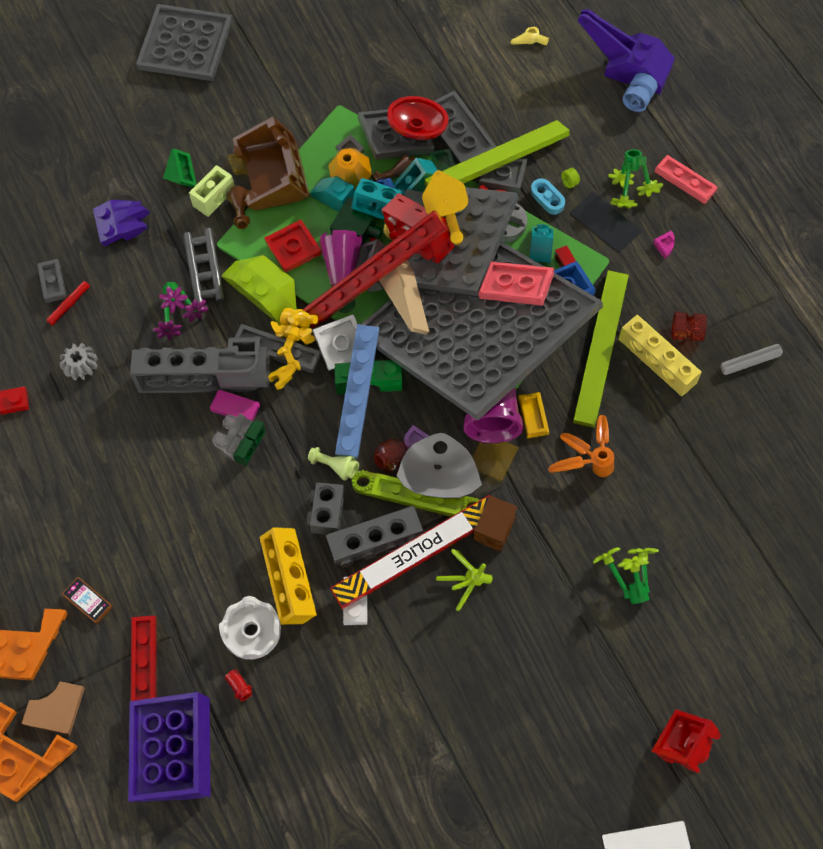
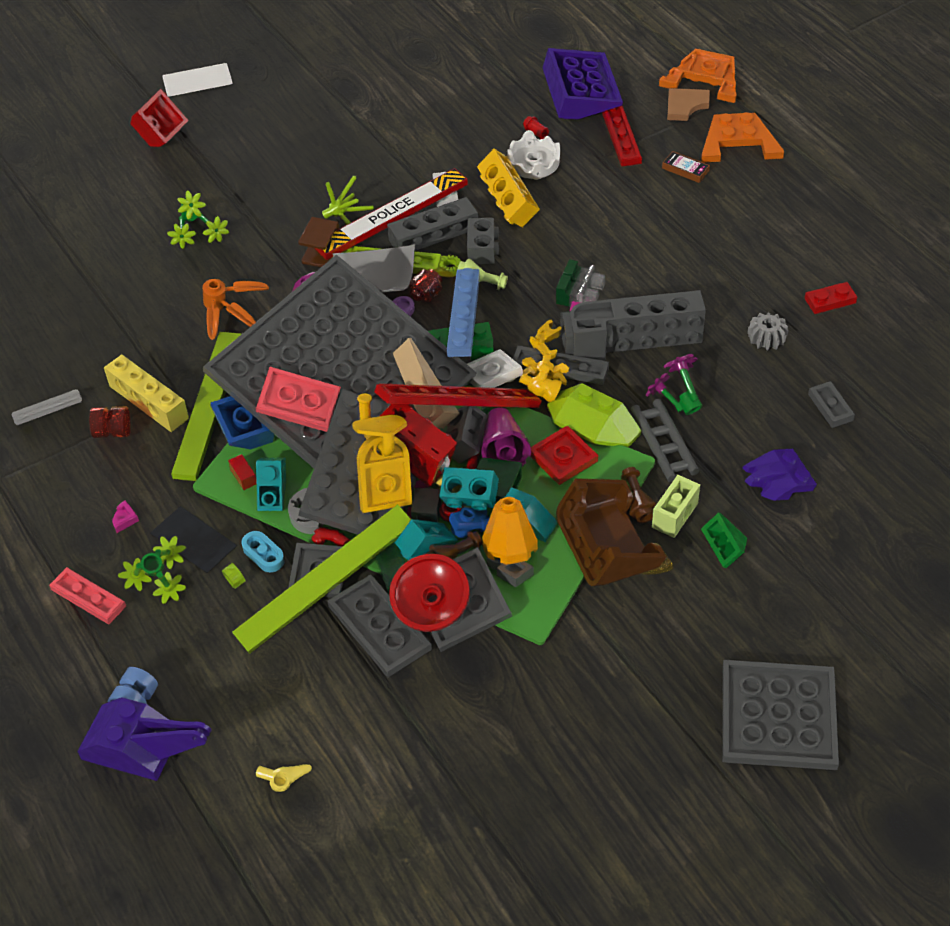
camera: 175 degrees right, 15 degrees down
(67, 303) = (804, 390): red piece -> none

